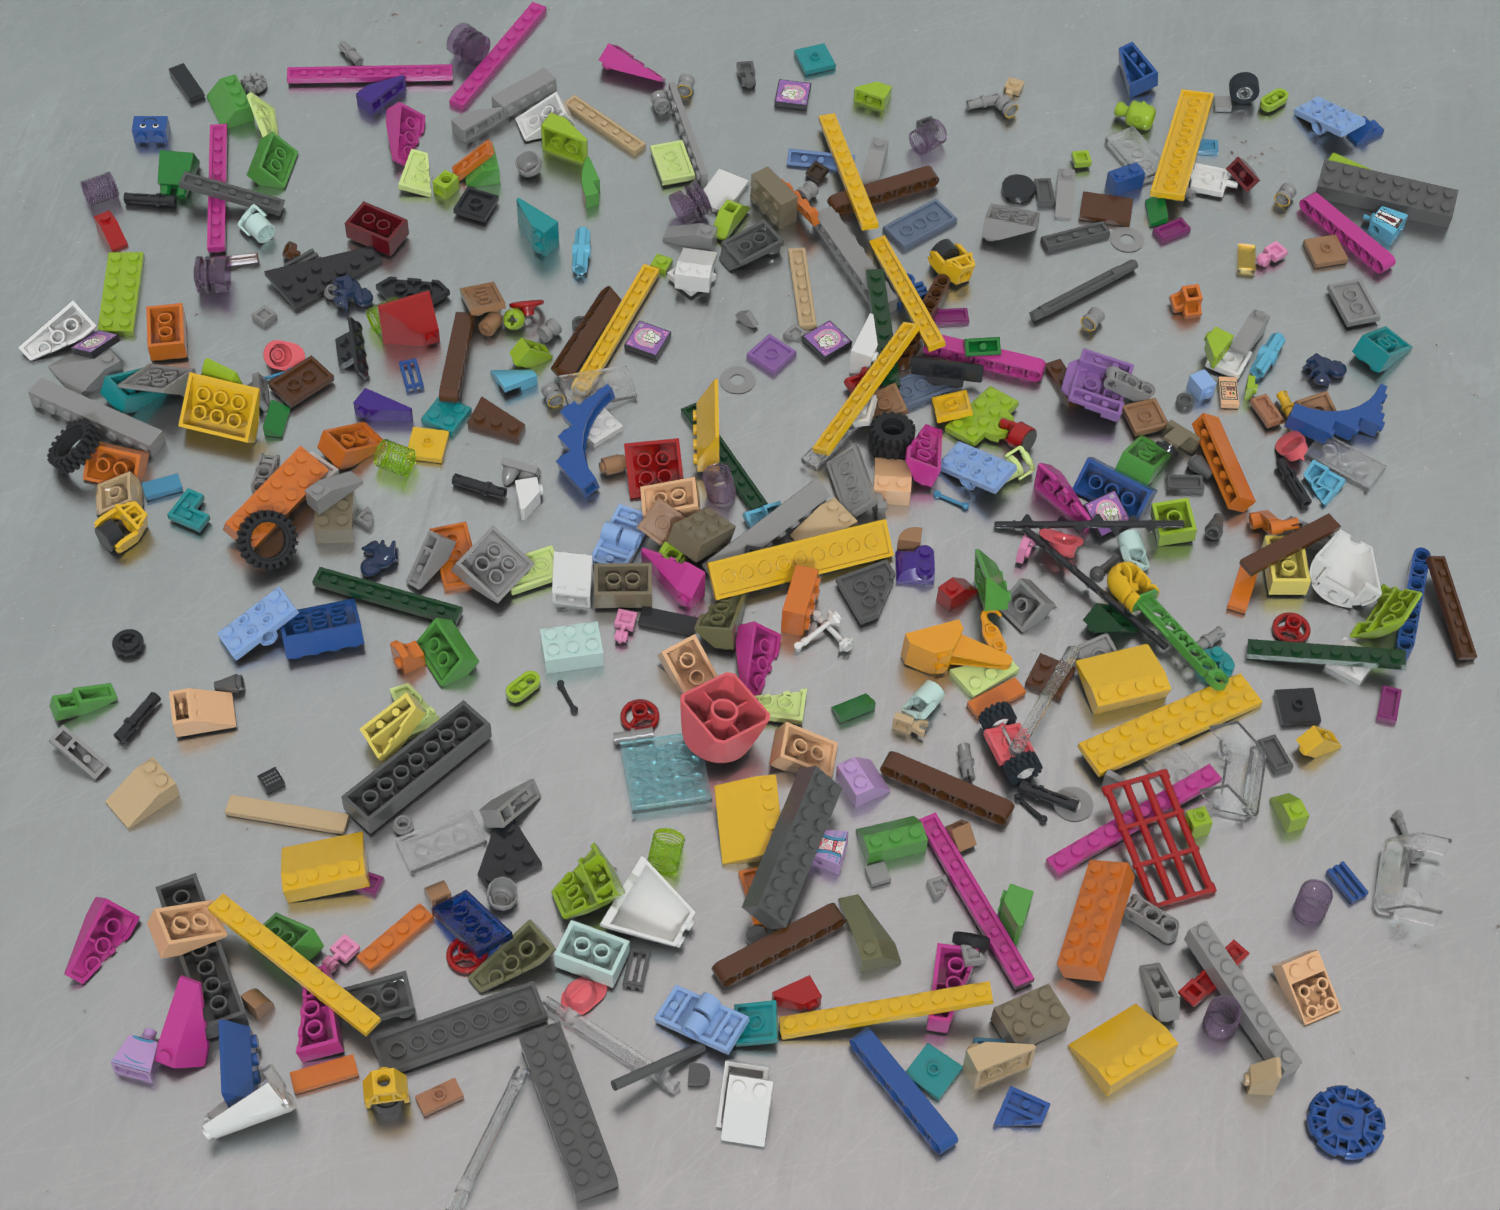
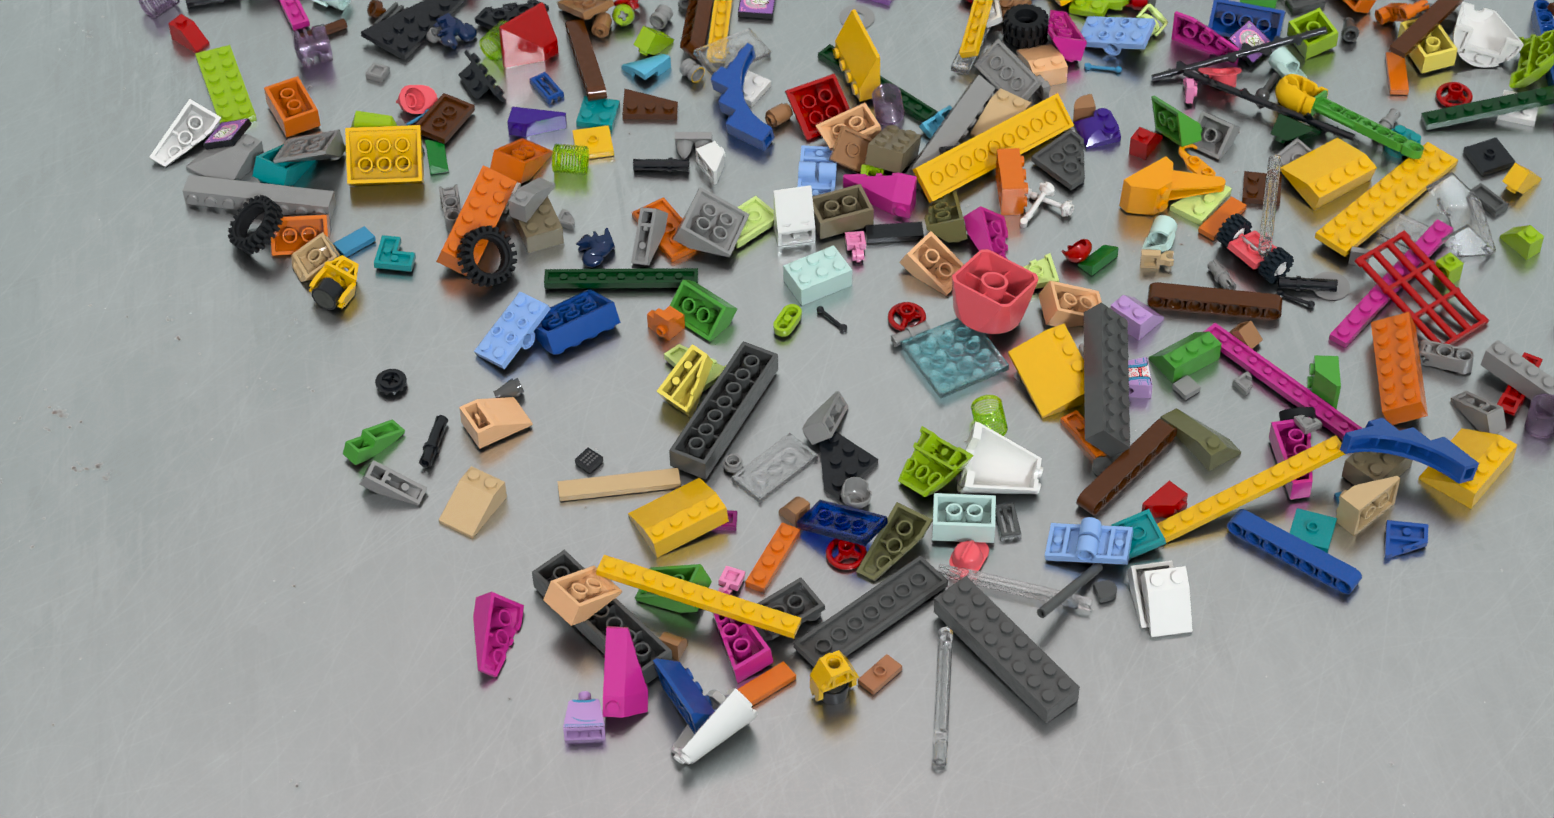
camera: 15 degrees left, 5 degrees down
(835, 694) = (1078, 251): none -> red hair
(1062, 1012) = (1410, 443): none -> blue arch

